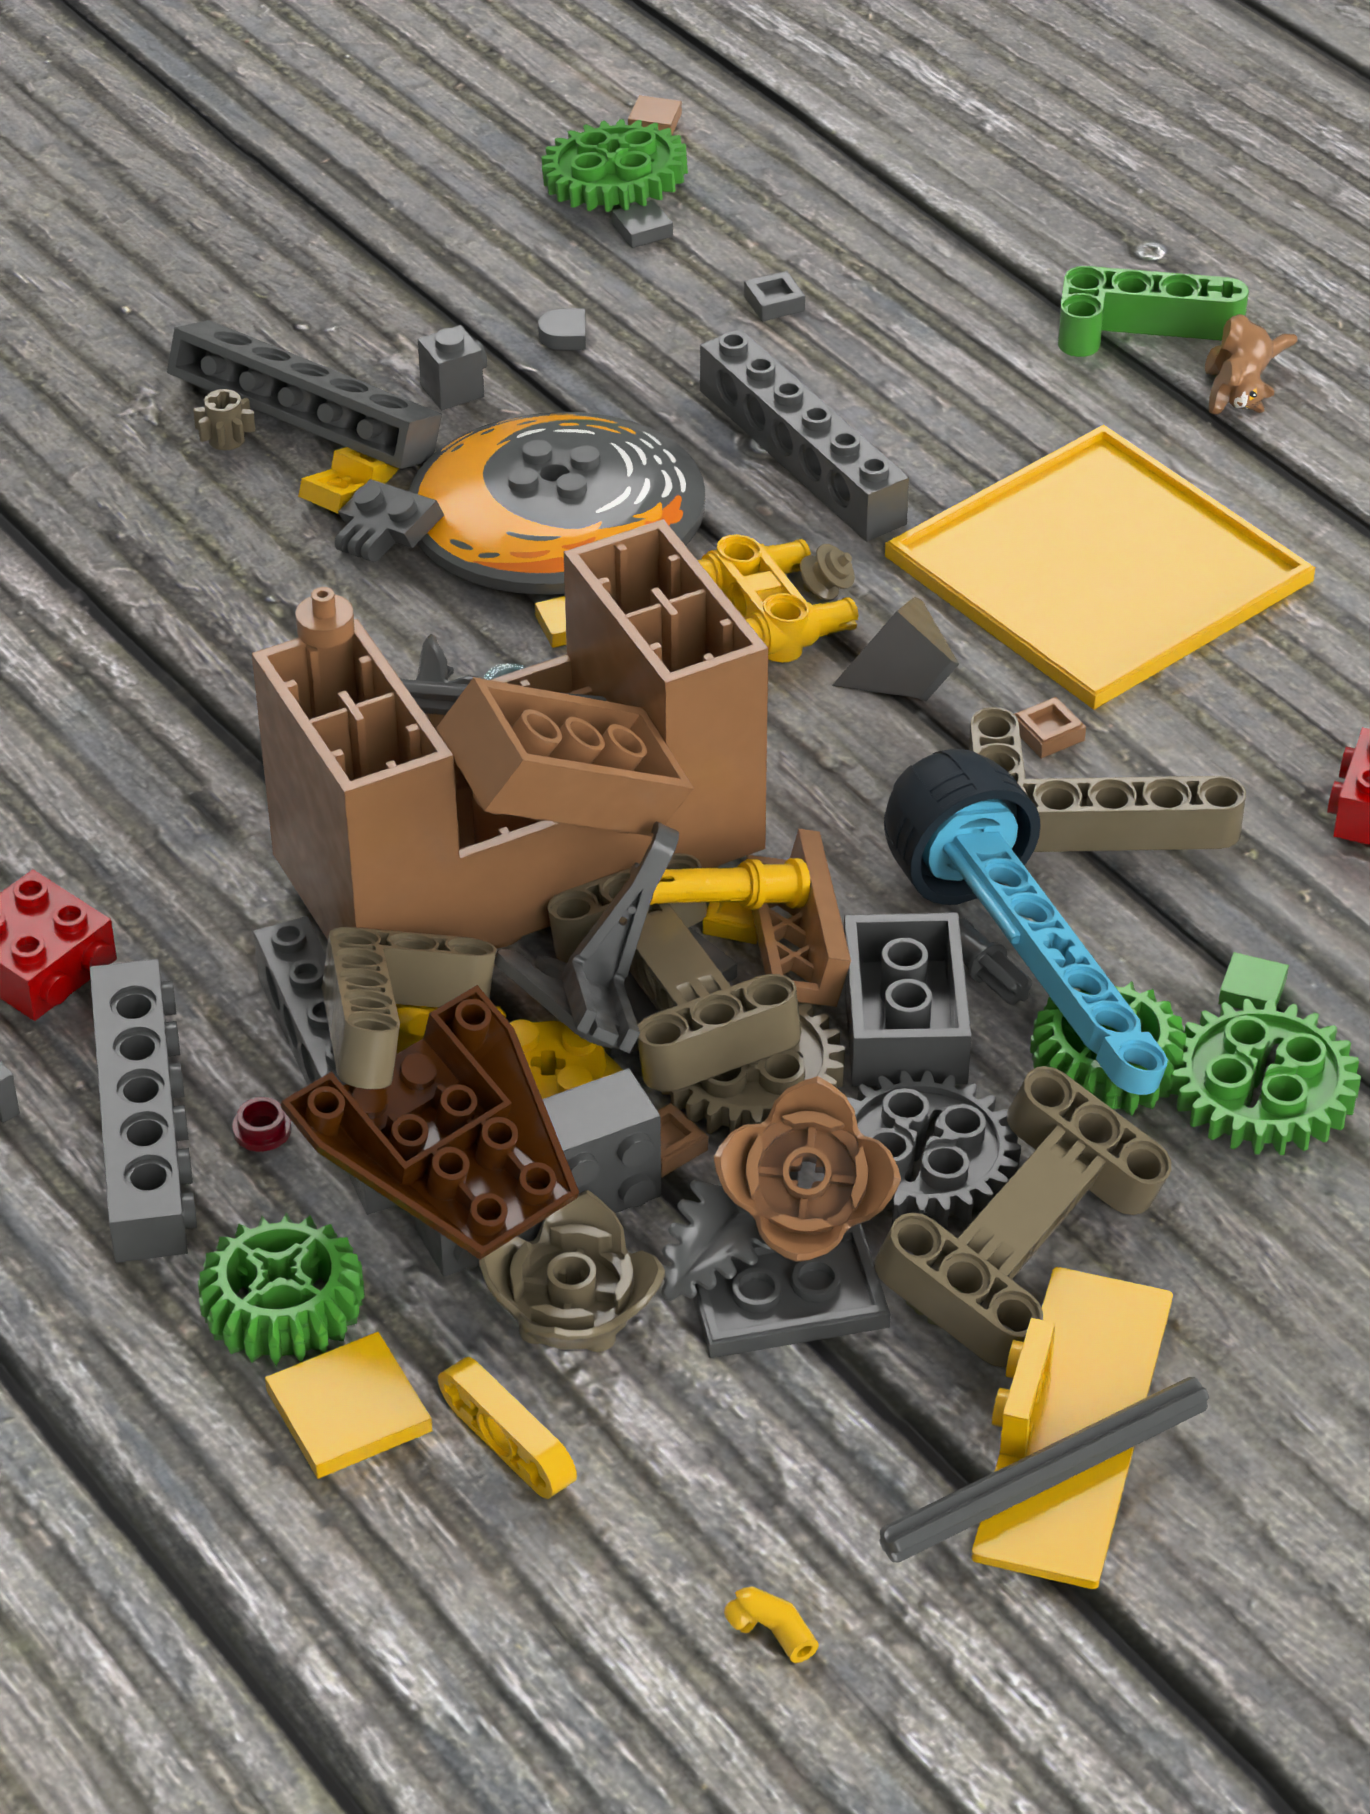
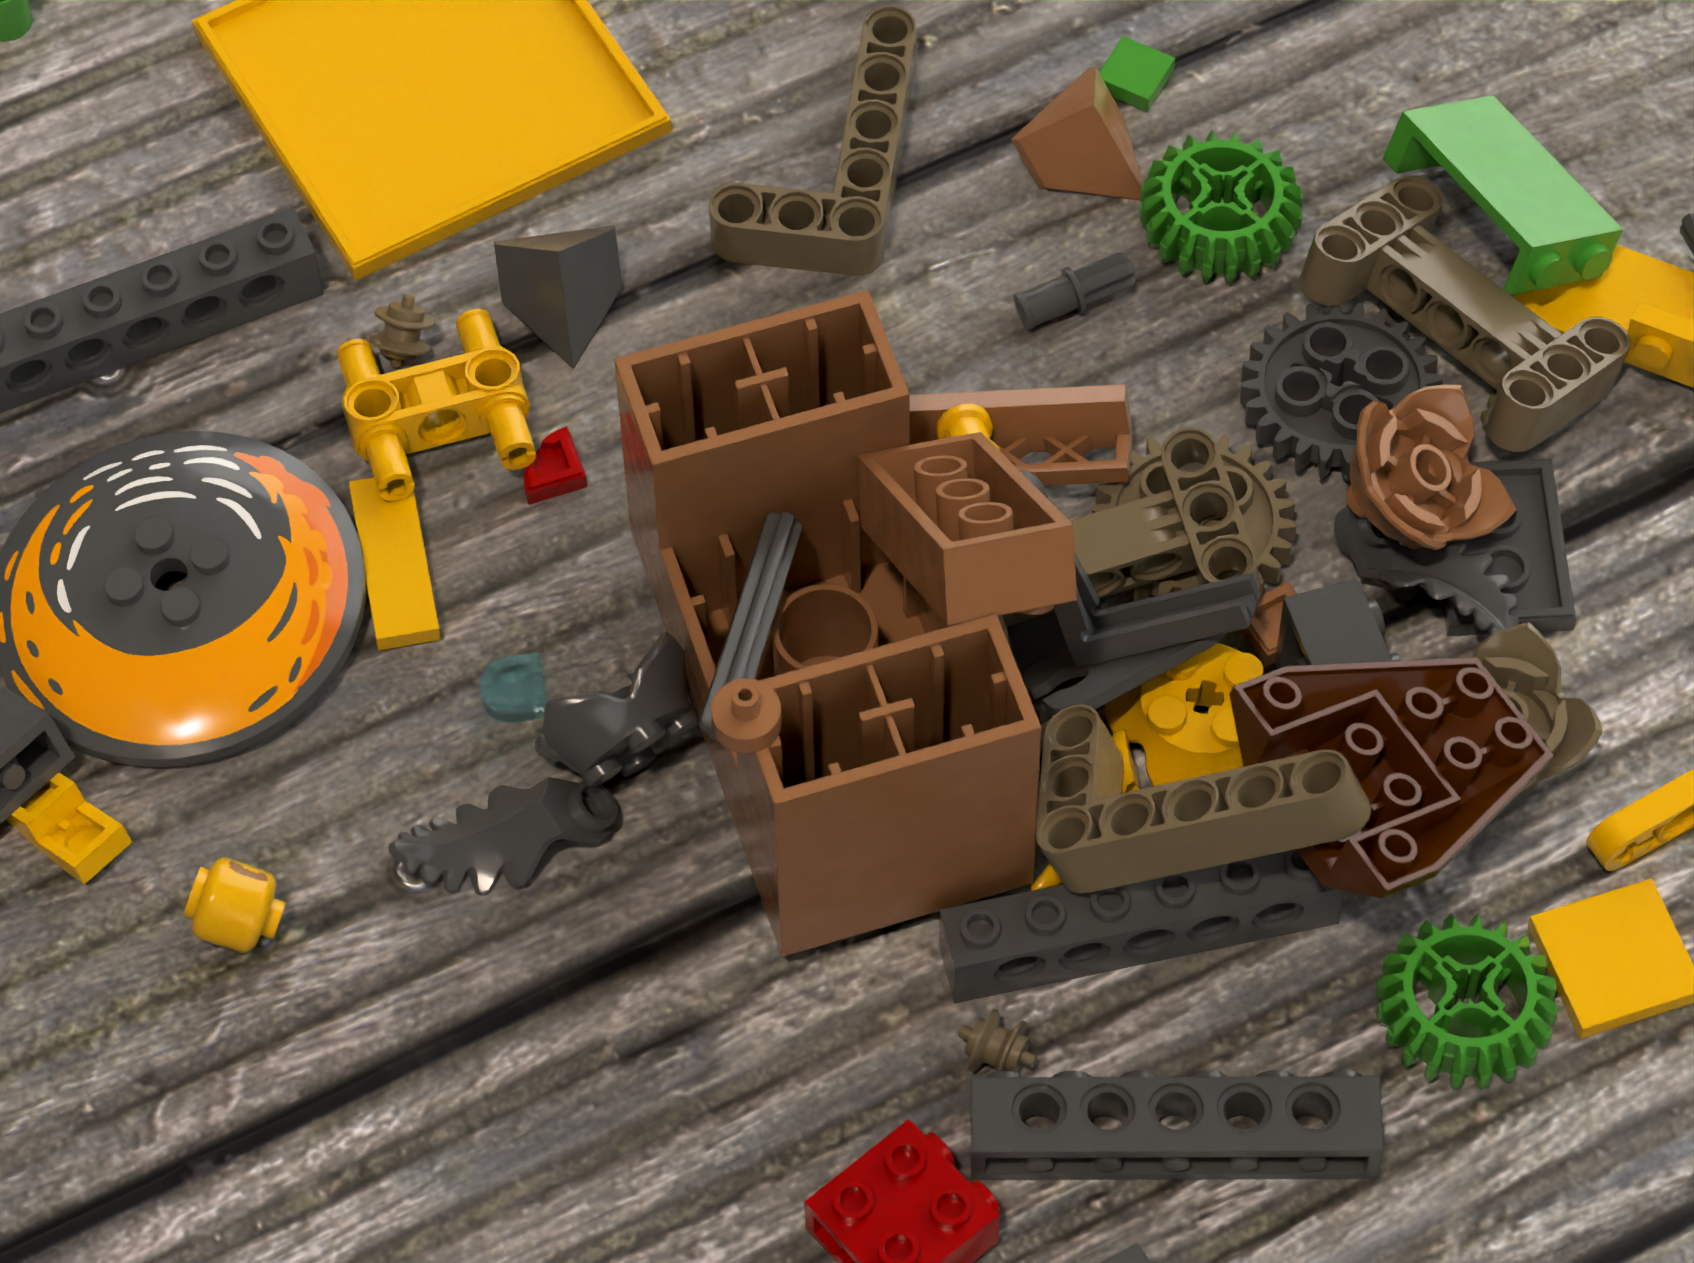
camera: 80 degrees left, 15 degrees up
(205, 991) = (997, 1045): none -> dark tan wheel
(261, 1125) = (1212, 992): dark red plate -> none
(282, 561) = (233, 905): none -> yellow head
(384, 516) = (175, 782): dark grey hinge -> none
(906, 998) = (1164, 346): dark grey brick -> none
(965, 833) = (918, 257): medium azure piece -> none
(1050, 727) = (699, 172): medium nougat tile -> none
(1161, 948) = (1081, 143): none -> medium nougat slope
(1165, 1223) = (1516, 183): none -> panel
(1301, 1093) = (1276, 72): bright green gear -> none

